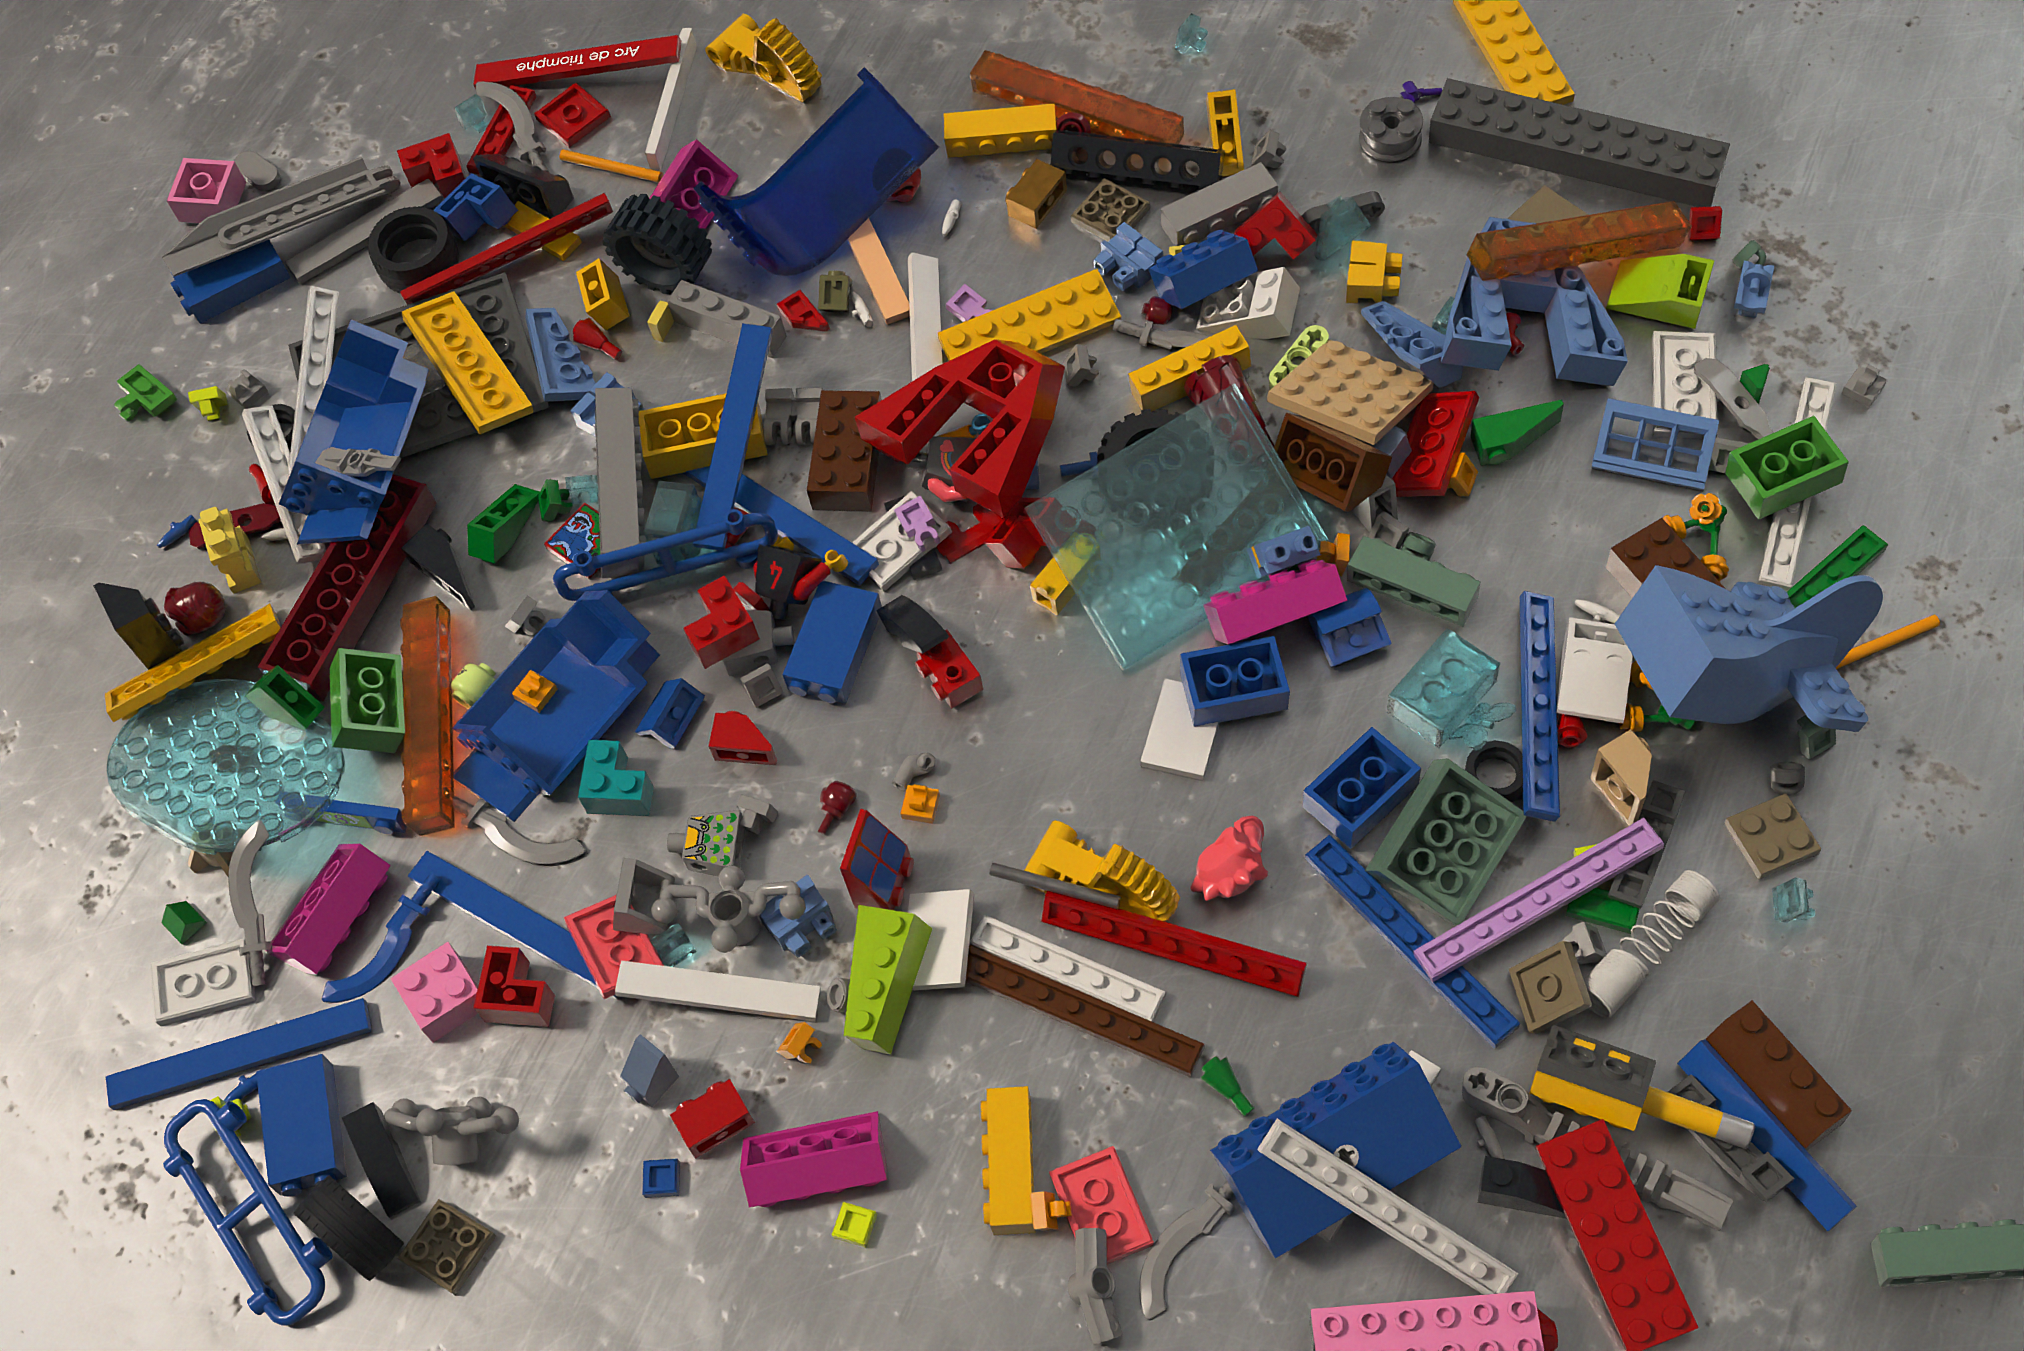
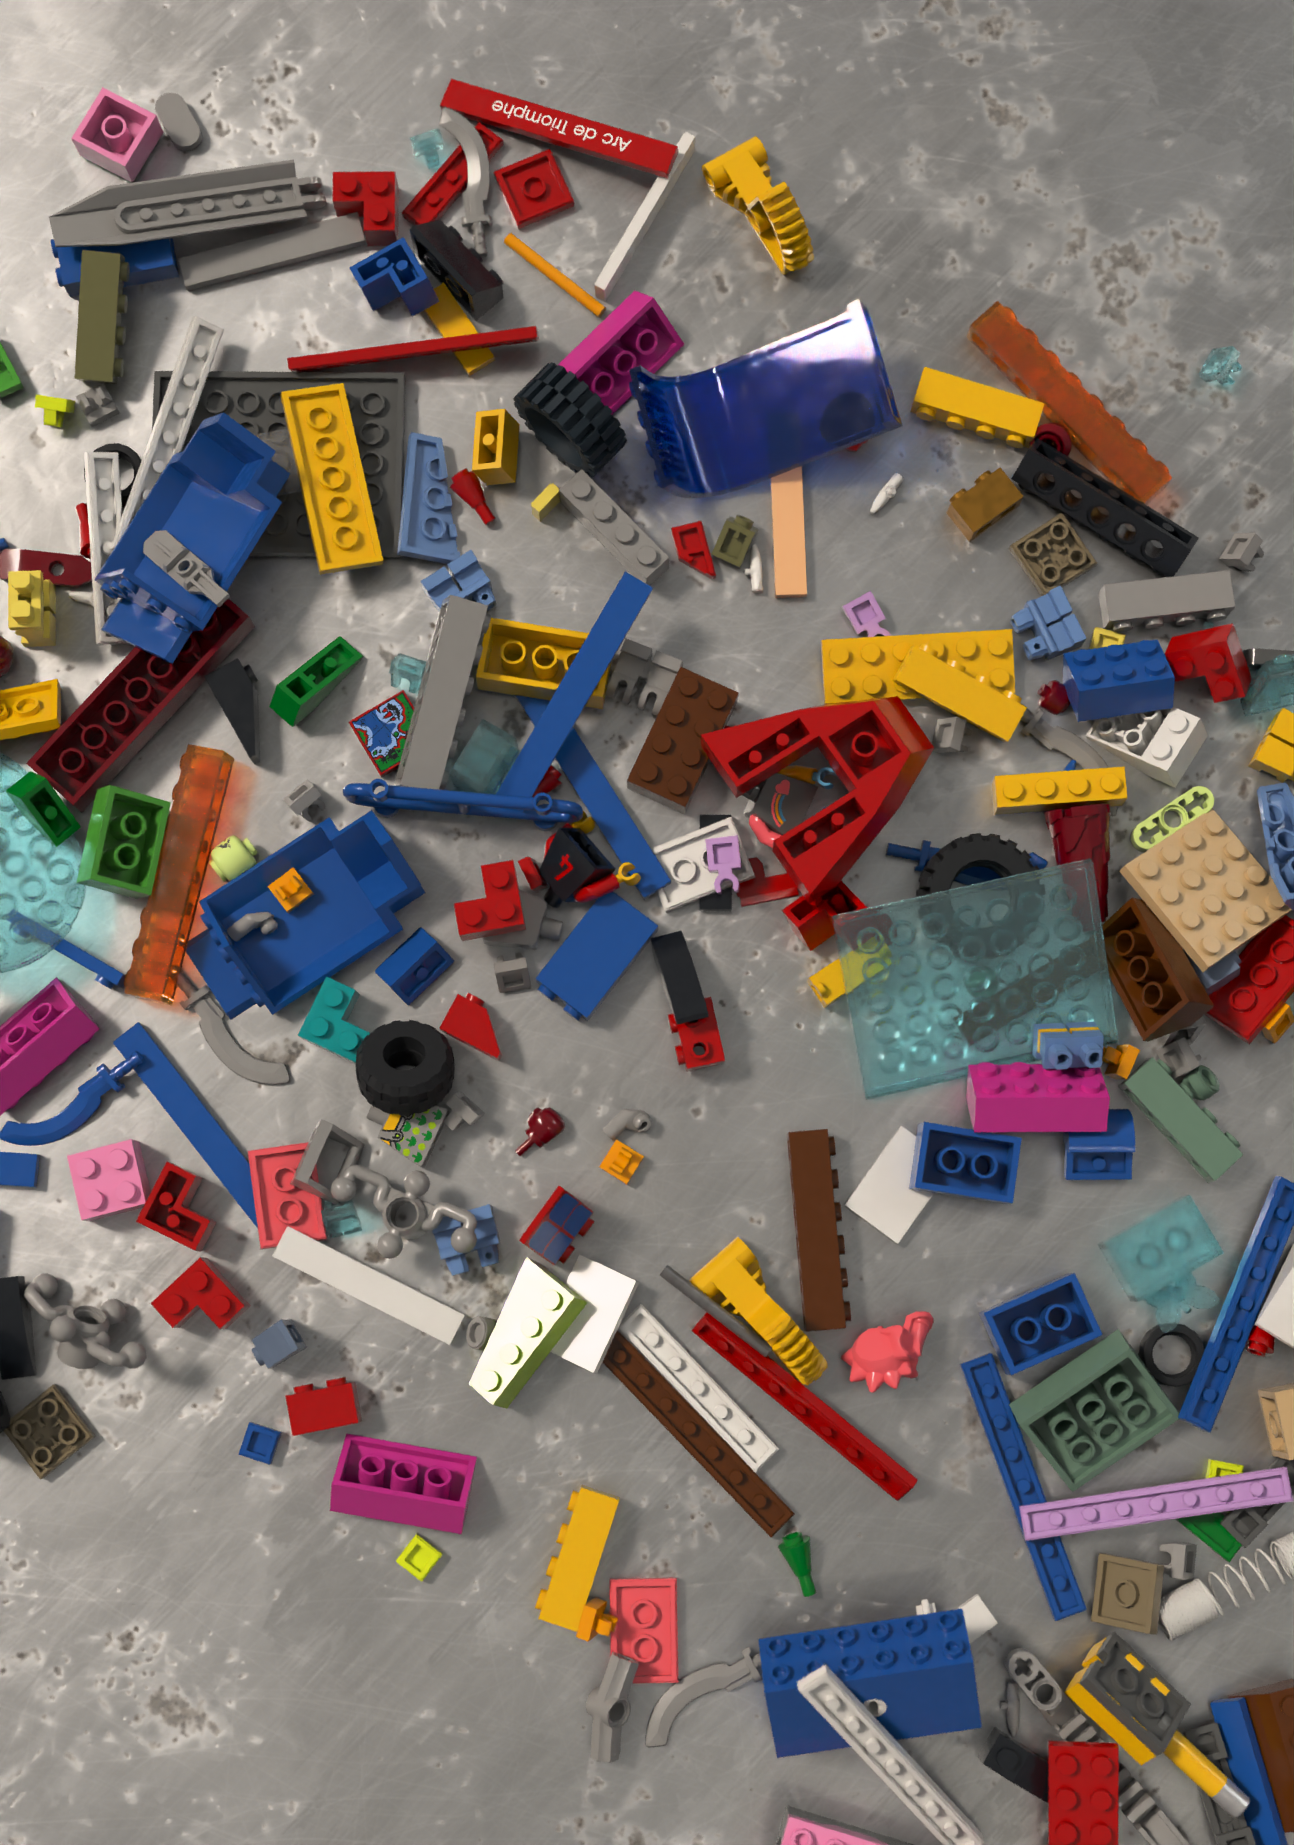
camera: 10 degrees right, 20 degrees up
(228, 317) = (100, 317): none -> olive brick
(404, 227) = (310, 270): black tyre -> none
(512, 725) = (252, 921): none -> light grey arm
(551, 501) = (369, 675): green tile -> none
(557, 1055) = (201, 1288): none -> red brick
(687, 786) = (411, 1089): none -> black tyre
(796, 1040) = (425, 1363): light orange tile -> none
(924, 313) = (812, 622): white tile -> none
(1066, 324) = (959, 693): none -> yellow brick
(1121, 787) = (816, 1230): none -> reddish brown brick
(1225, 129) = (1209, 509): yellow slope -> none

